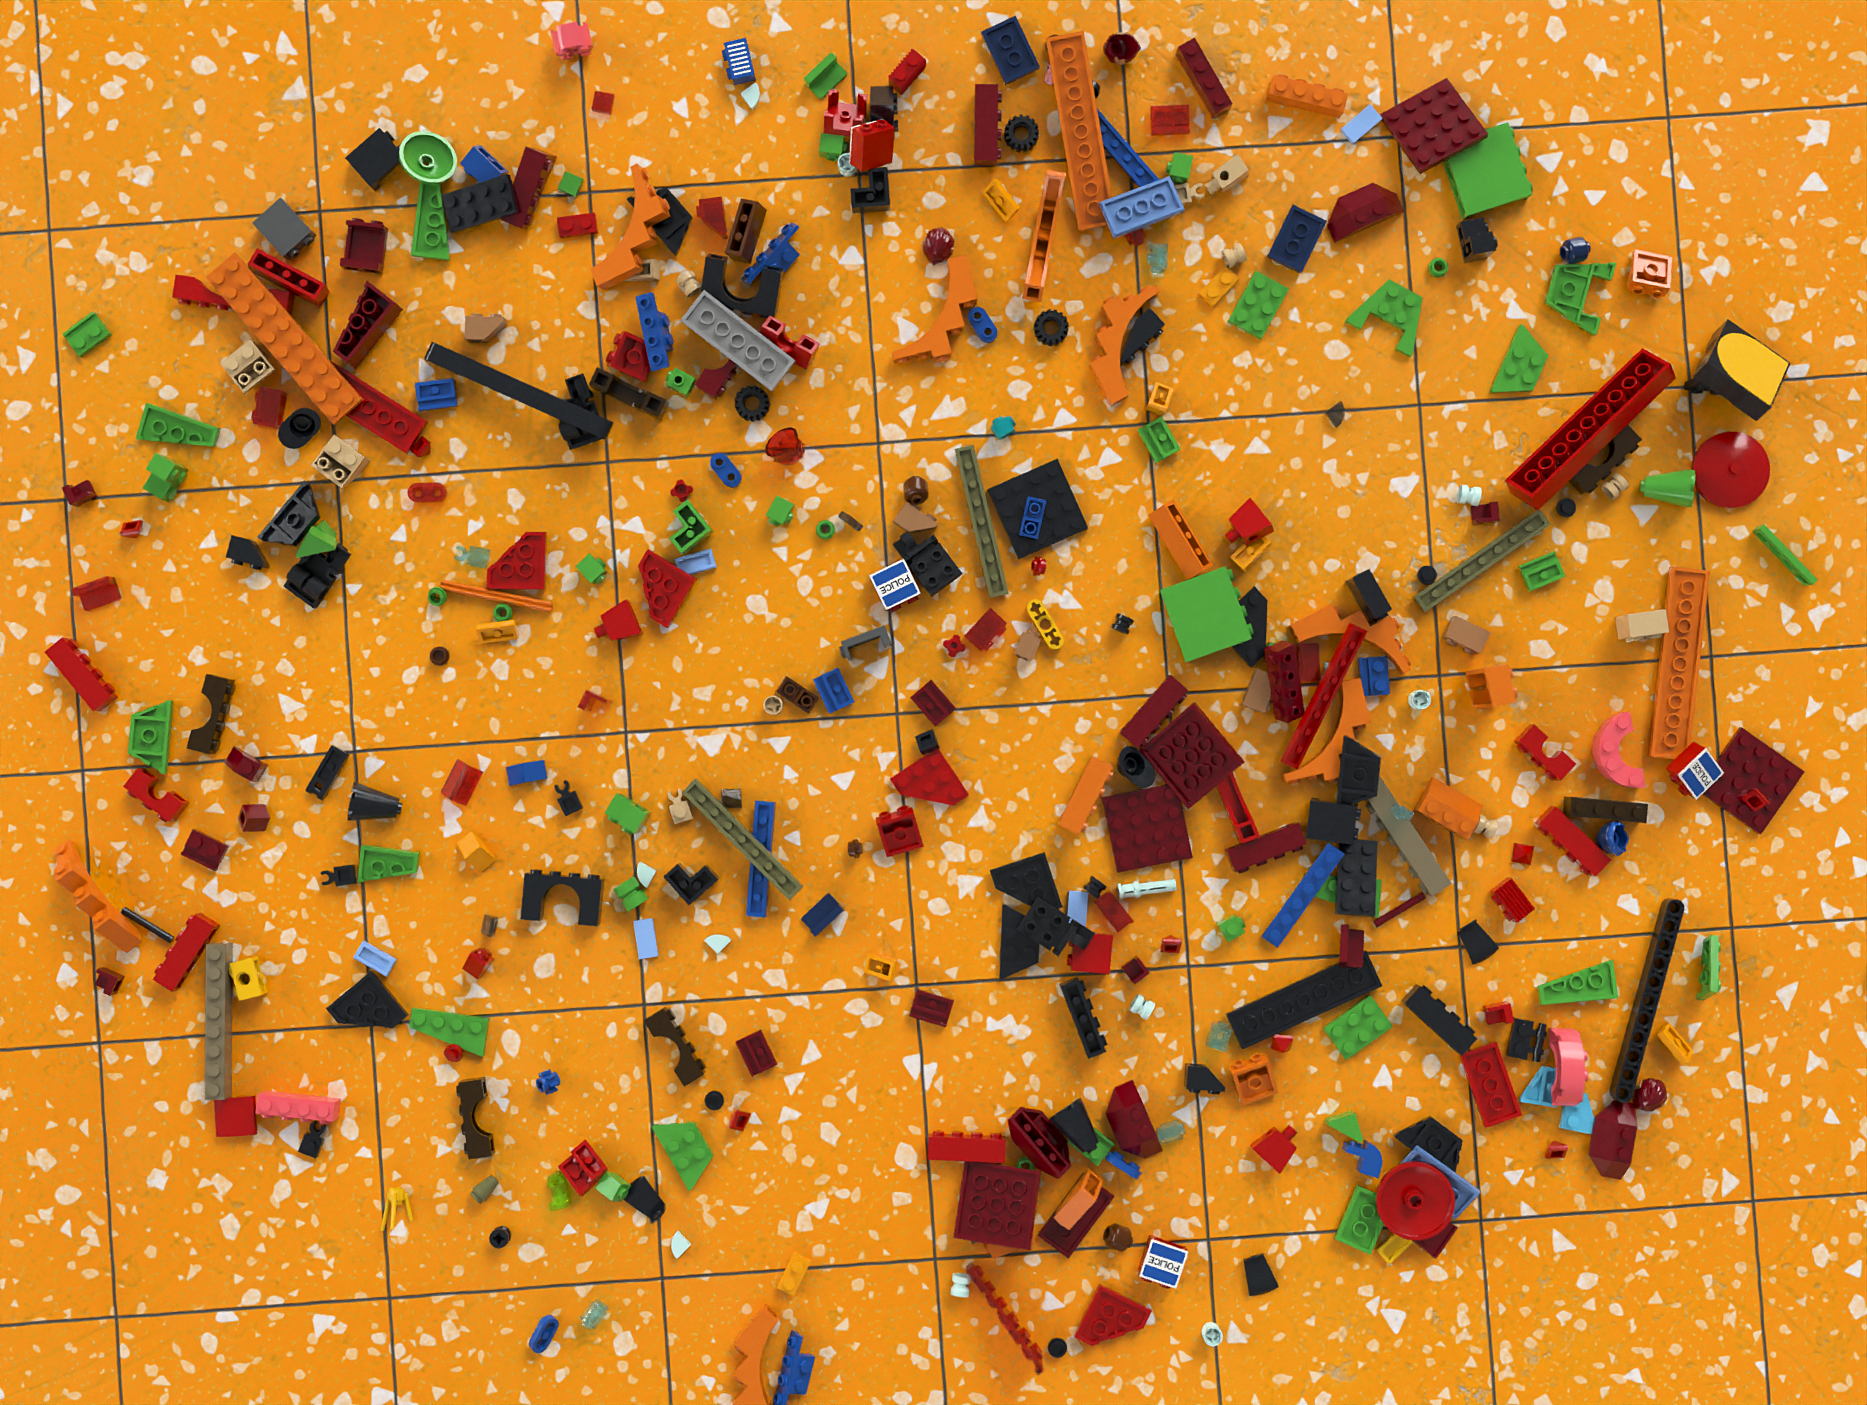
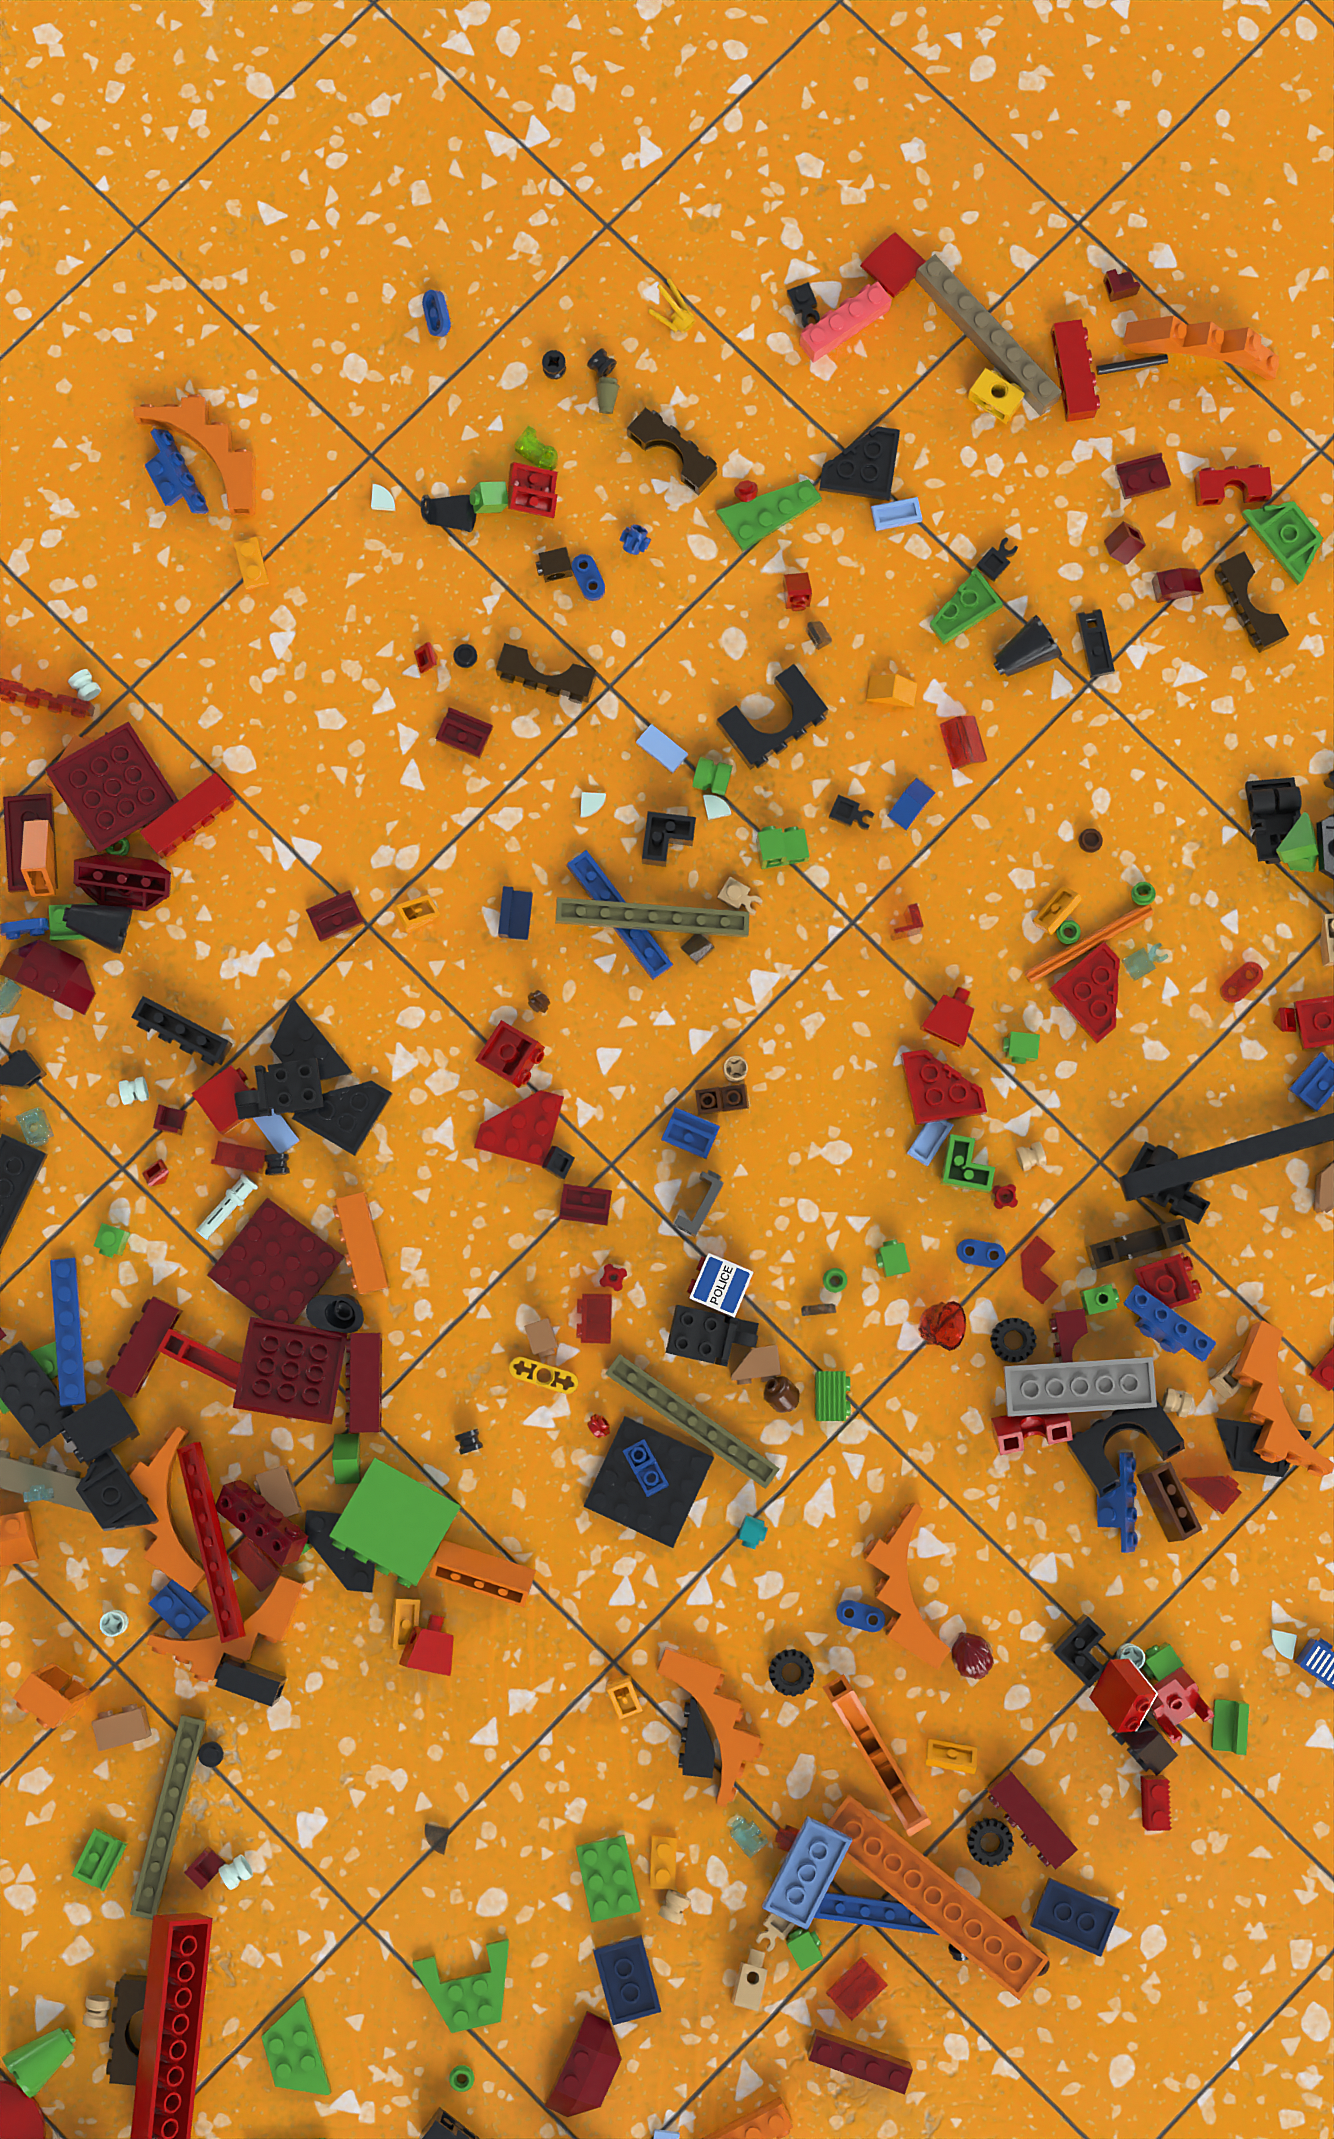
camera: 140 degrees right, 5 degrees down
(470, 1211) = (601, 363): none -> black wheel
(594, 1314) = (404, 369): clear light blue brick -> none
(597, 1084) = (588, 576): none -> blue plate
(610, 1109) = (554, 564): none -> dark brown brick
(645, 500) = (1029, 1156): none -> tan wheel
(685, 1149) = (453, 589): bright green wing -> none
(699, 439) = (1033, 1279): none -> clear red tile
(887, 464) = (831, 1396): none -> bright green brick
(1121, 48) = (967, 2018): dark red hair -> none
(1158, 440) = (589, 1654): bright green plate -> none
(1202, 677) = (346, 1458): none -> bright green slope
(1566, 507) = (128, 1946): black plate -> none

